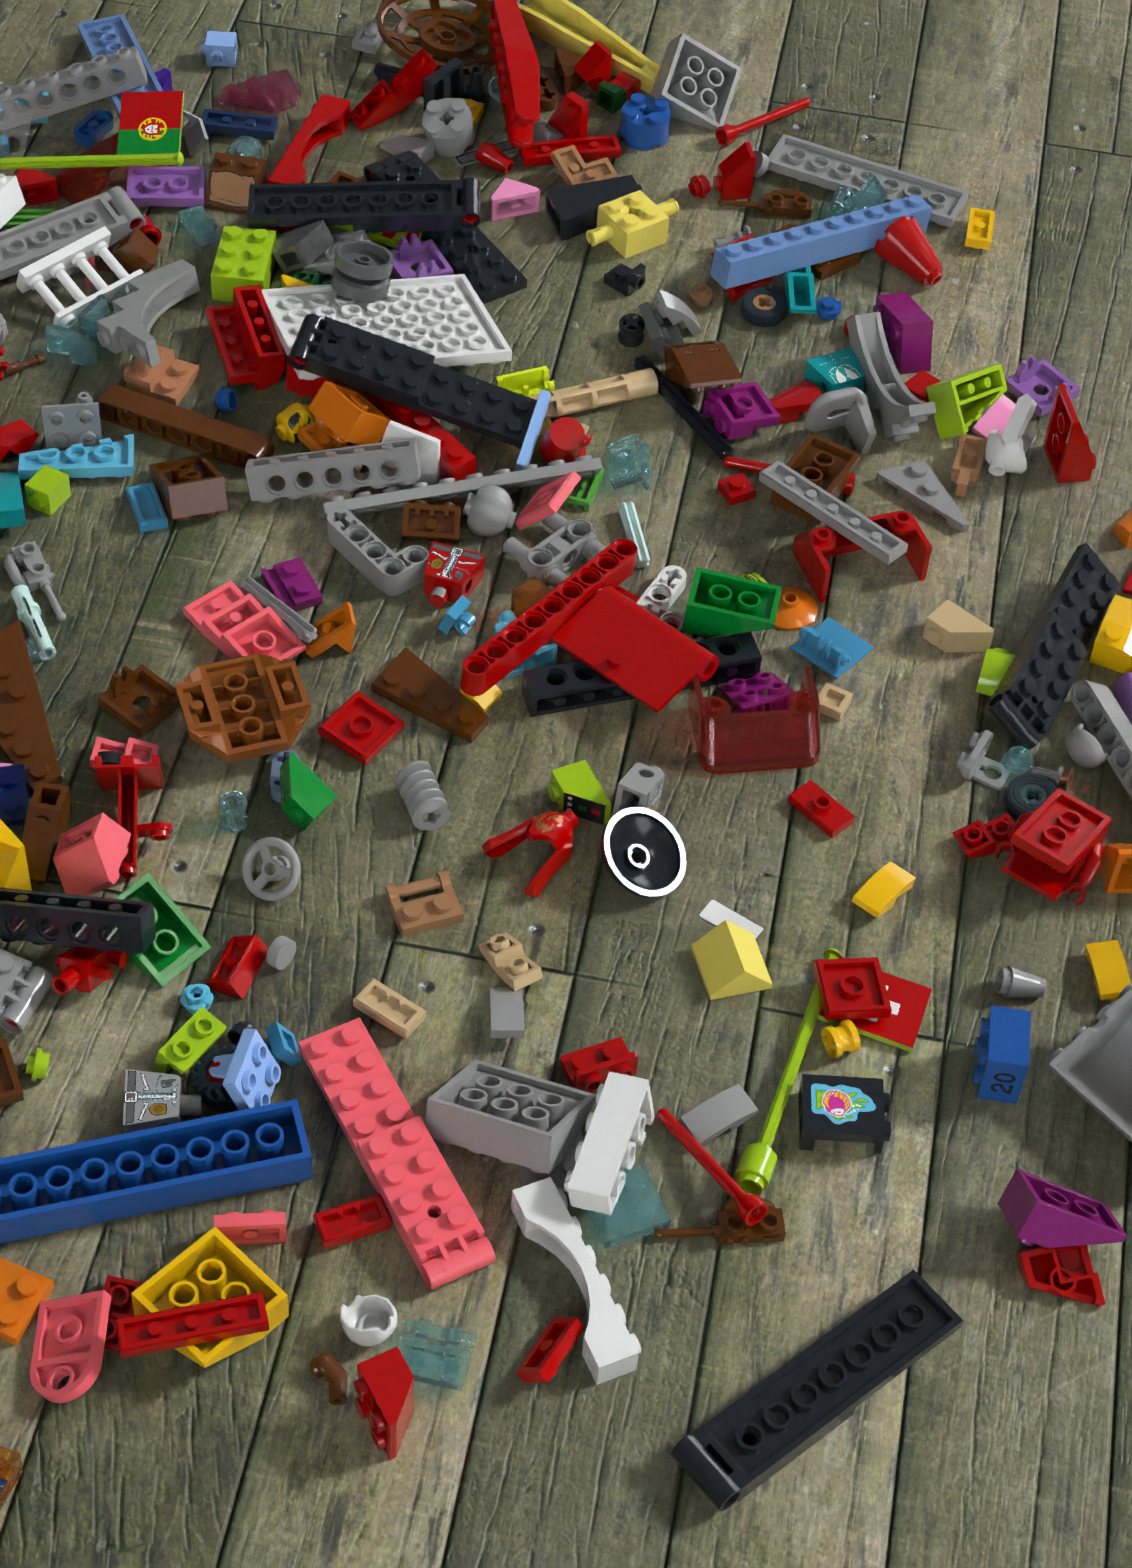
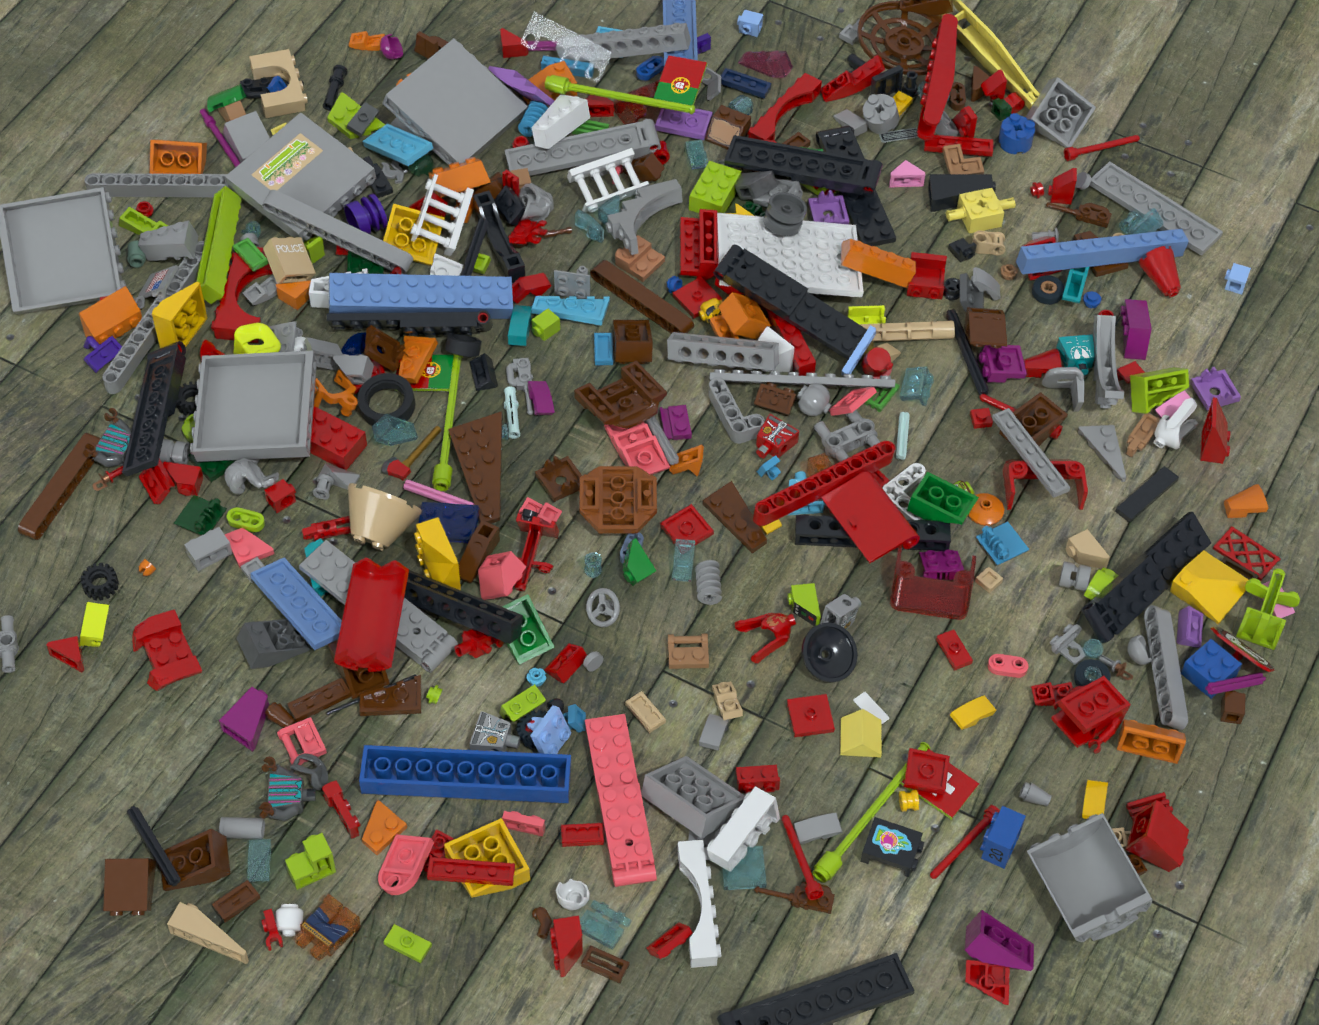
camera: 20 degrees right, 5 degrees up
(74, 592) = (541, 397): none -> magenta slope
(114, 1476) = (407, 943): none -> lime plate
(209, 569) = (624, 401): none -> reddish brown slope
(259, 409) = (694, 294): none -> red plate
(372, 773) = (683, 560): none -> clear light blue slope
(481, 1429) = (601, 971): none -> reddish brown tile
(492, 157) = (904, 140): red cone -> none
(516, 310) = (877, 262): none -> orange slope
(588, 320) = (929, 276): none -> red panel
(645, 953) = (810, 715): none -> red plate
(659, 261) = (988, 242): none -> tan piece
(906, 812) = (1008, 665): none -> coral plate
(965, 667) = (1081, 579): none -> light grey wheel
(967, 1031) = (989, 812): none -> red piece
(980, 228) = (1220, 261): yellow plate -> none
(1005, 540) = (1147, 494): none -> black tile
(1011, 245) = (1236, 278): none -> light blue brick

